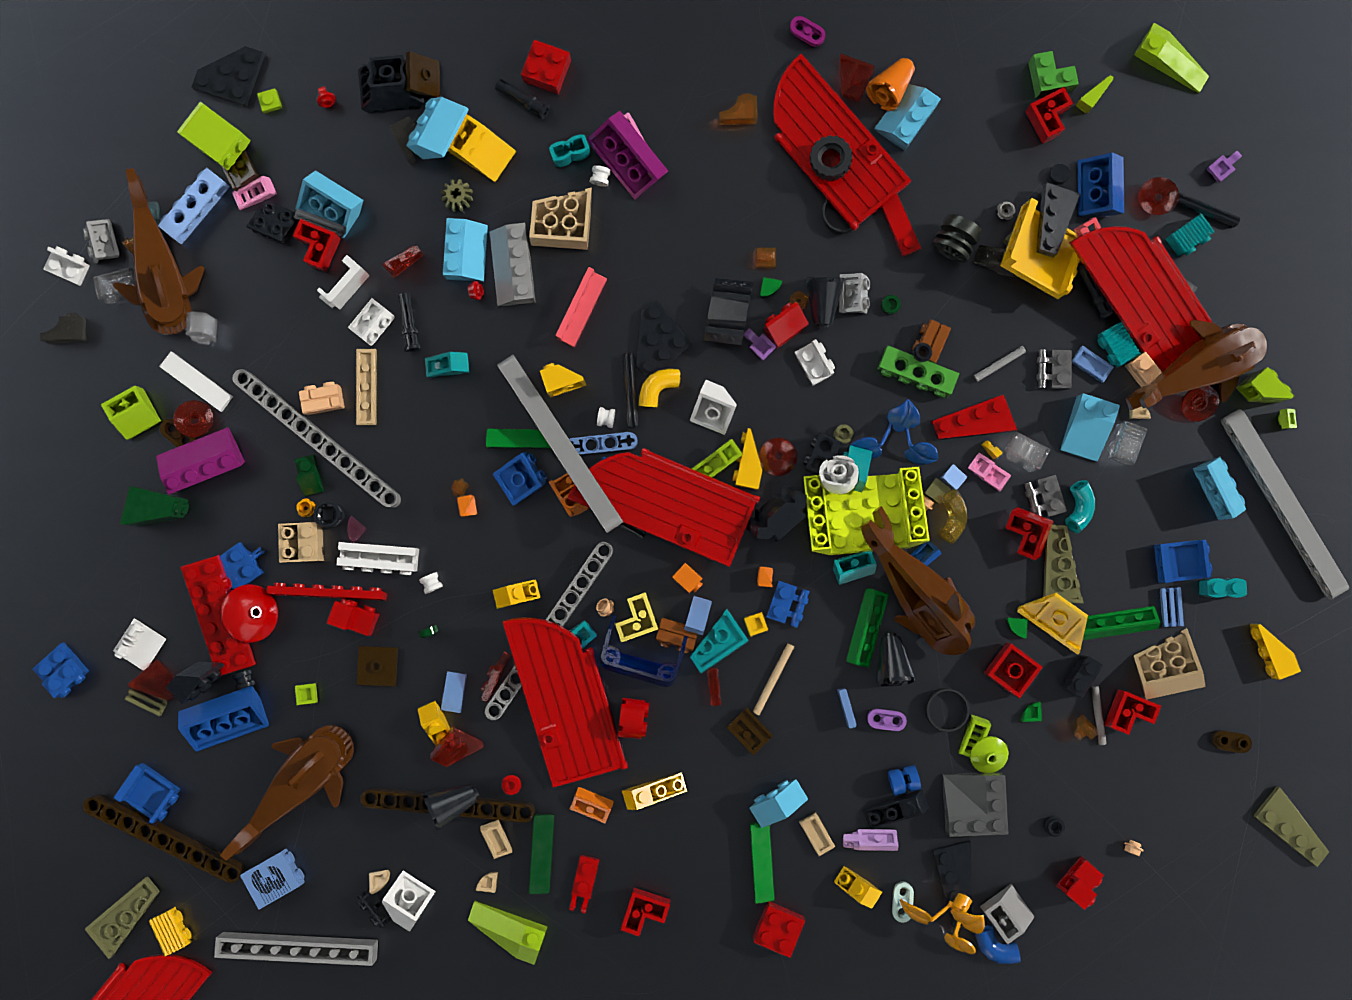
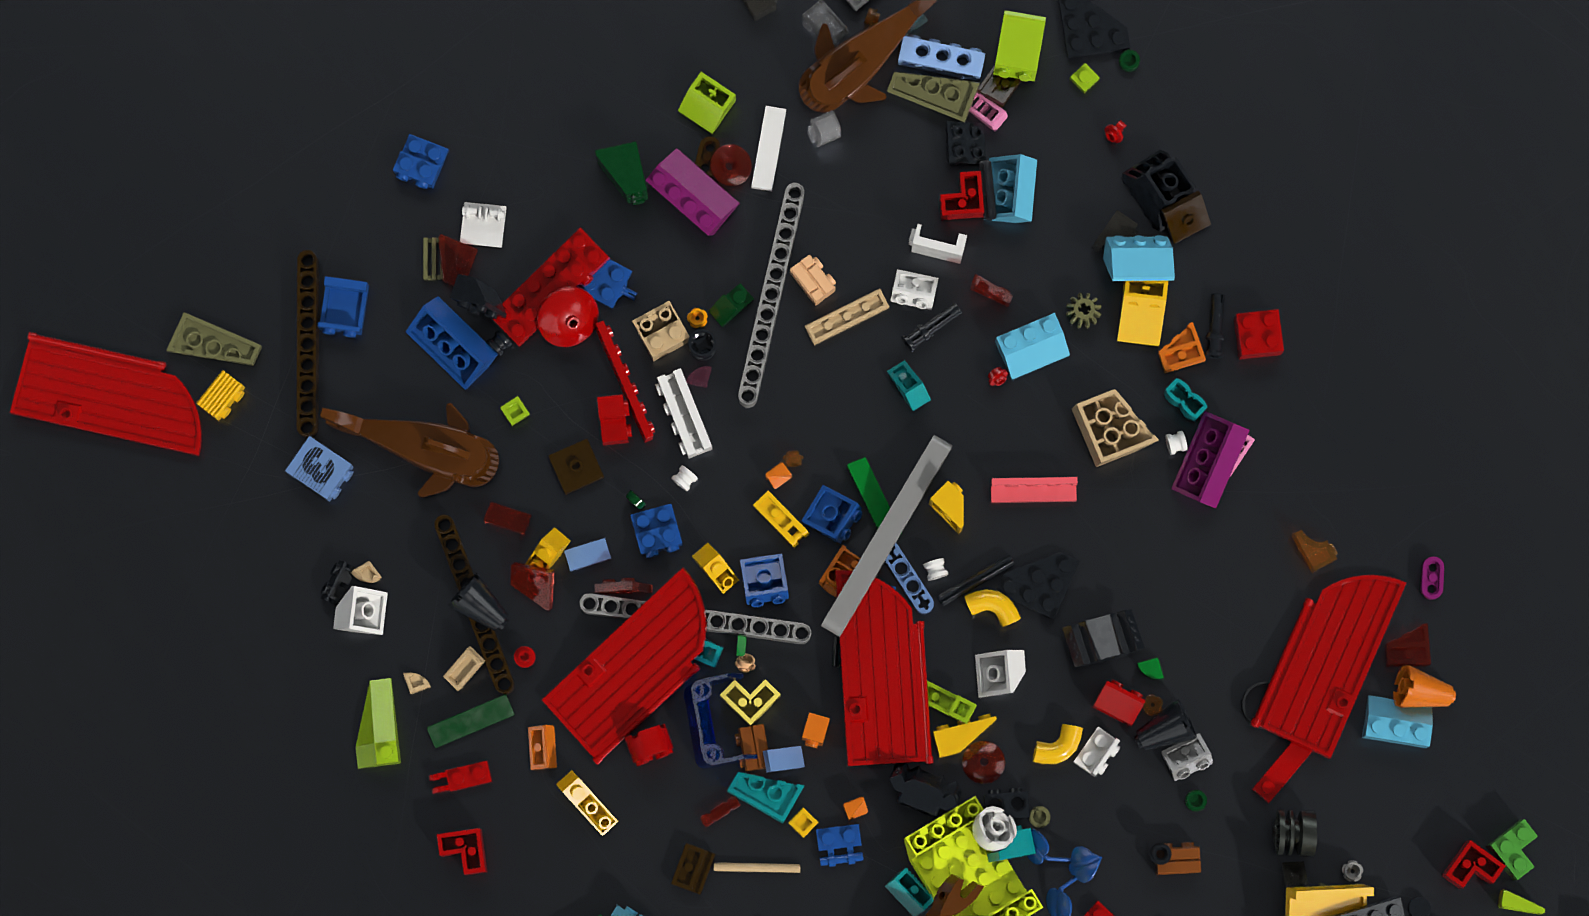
camera: 60 degrees right, 5 degrees down
(222, 220) = (940, 94): none -> olive wing
(273, 58) = (1129, 60): none -> dark green tile
(296, 948) = (264, 526): light grey brick -> none
(391, 743) = (507, 518): none -> clear red slope
(462, 626) = (656, 530): none -> blue plate
(502, 521) = (780, 518): none -> yellow plate
(512, 265) = (1041, 400): light grey slope -> none
(529, 134) = (1182, 350): none -> orange wing
(546, 559) = (764, 580): none -> blue plate
(589, 604) = (741, 645): none -> green tile
(760, 345) = (1086, 689): medium lavender plate -> none
(766, 258) = (1179, 650): clear orange tile -> none
(799, 391) = (1061, 749): none -> yellow cylinder
(820, 147) = (1311, 648): black tyre -> none
(946, 376) = (1143, 827): bright green brick -> none

